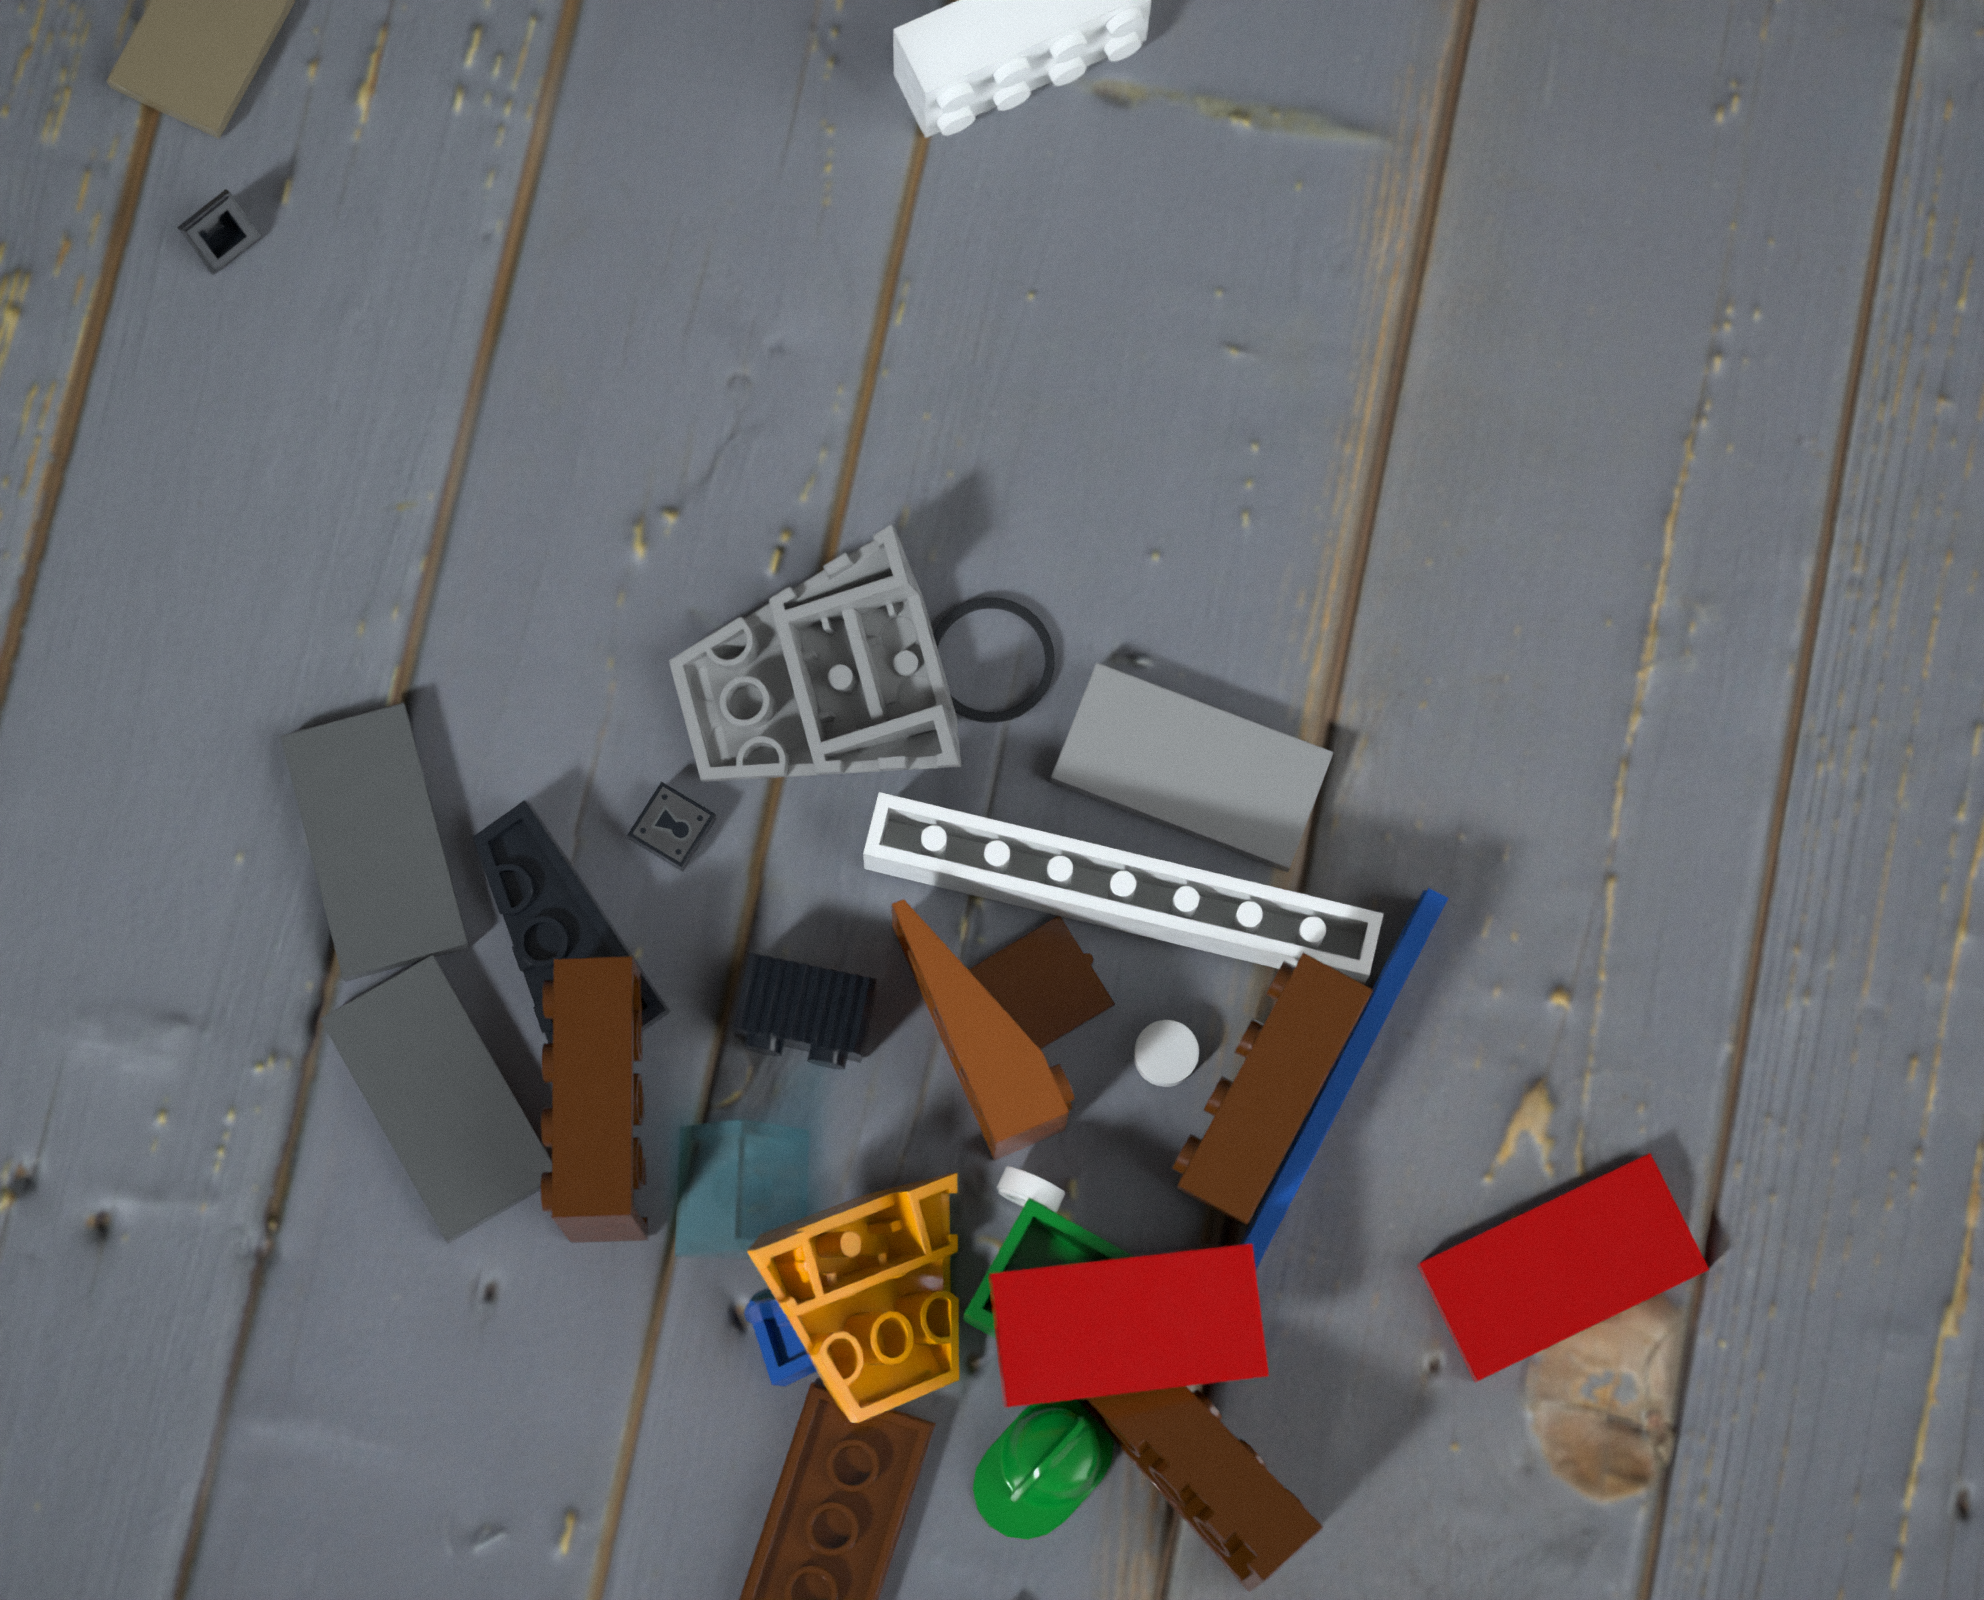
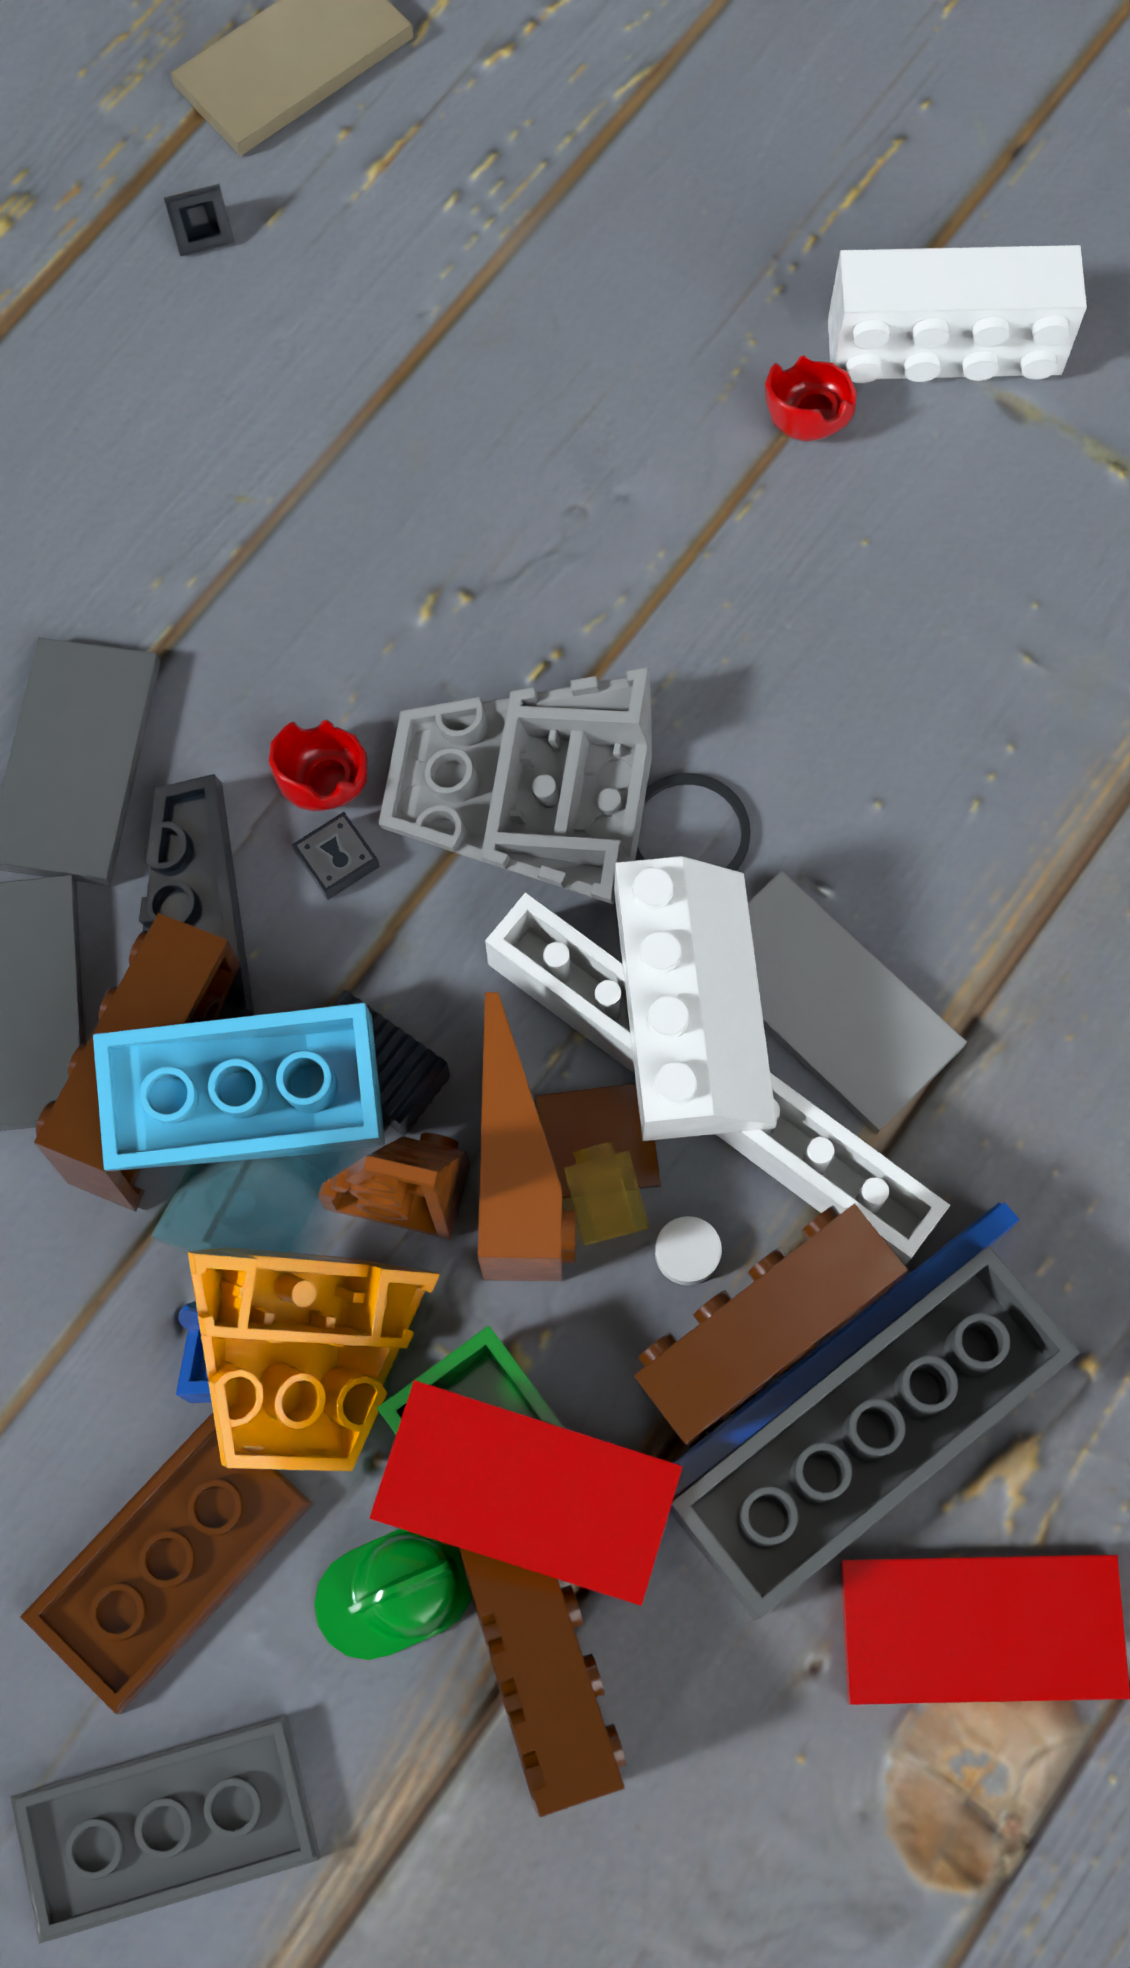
camera: 30 degrees right, 5 degrees down
(619, 748) = (318, 766): none -> red hair
(713, 1088) = (239, 1088): none -> medium azure slope
(889, 1107) = (403, 1185): none -> dark orange wedge
(918, 174) = (810, 399): none -> red hair
(1020, 1185) = (493, 1312): white tile -> none
(1072, 1035) = (605, 1194): none -> clear yellow brick
(1077, 828) = (692, 999): none -> white slope
(1398, 1141) = (871, 1432): none -> dark grey brick

